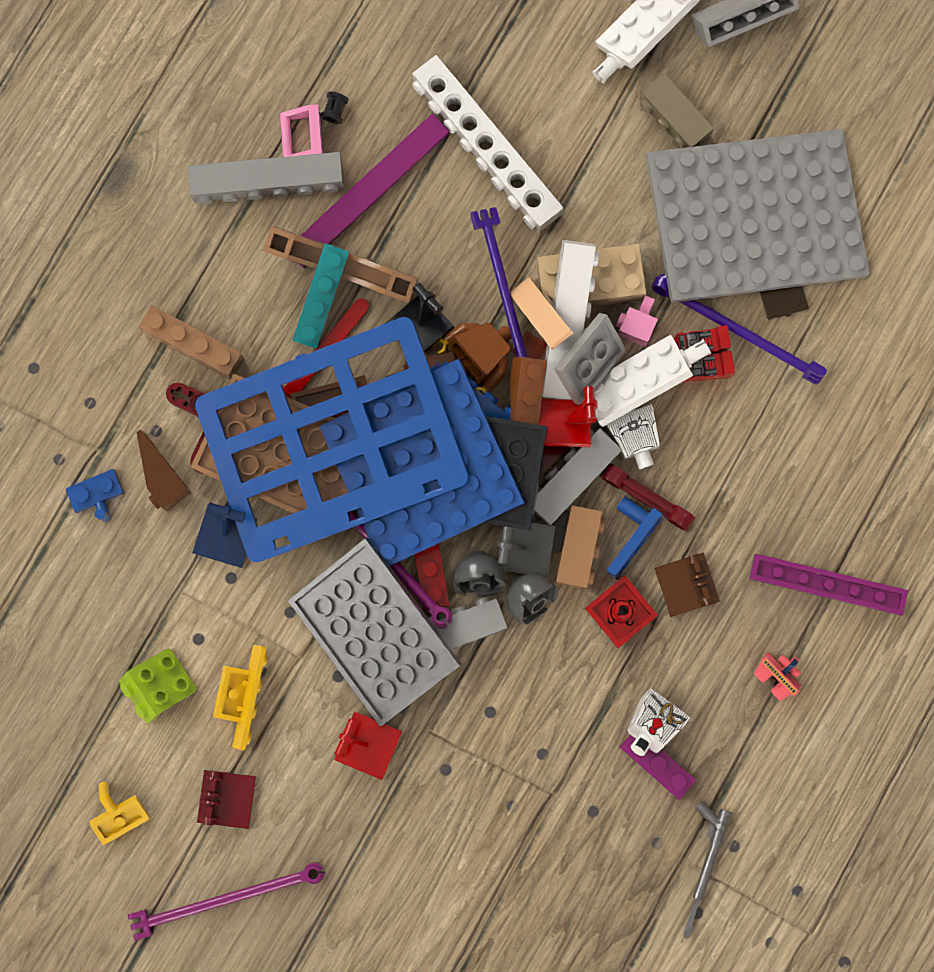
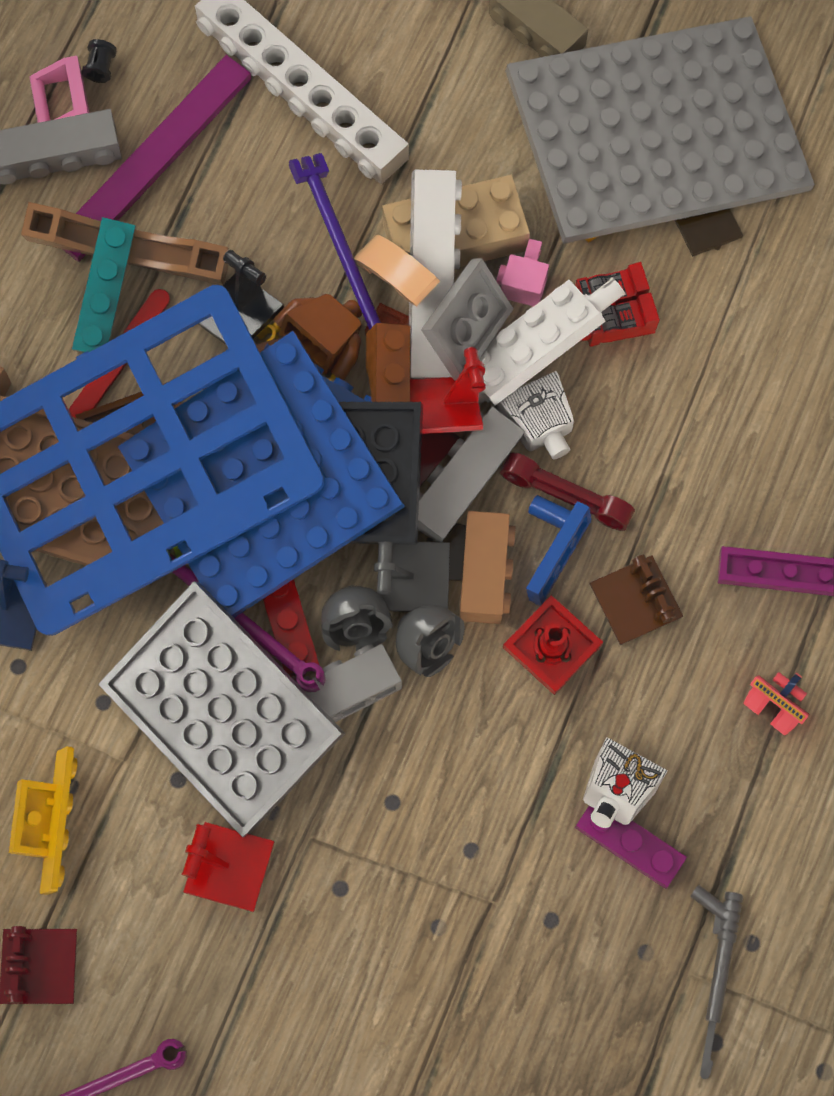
camera: 10 degrees left, 10 degrees down
(812, 372) = (761, 310): dark purple hinge -> none

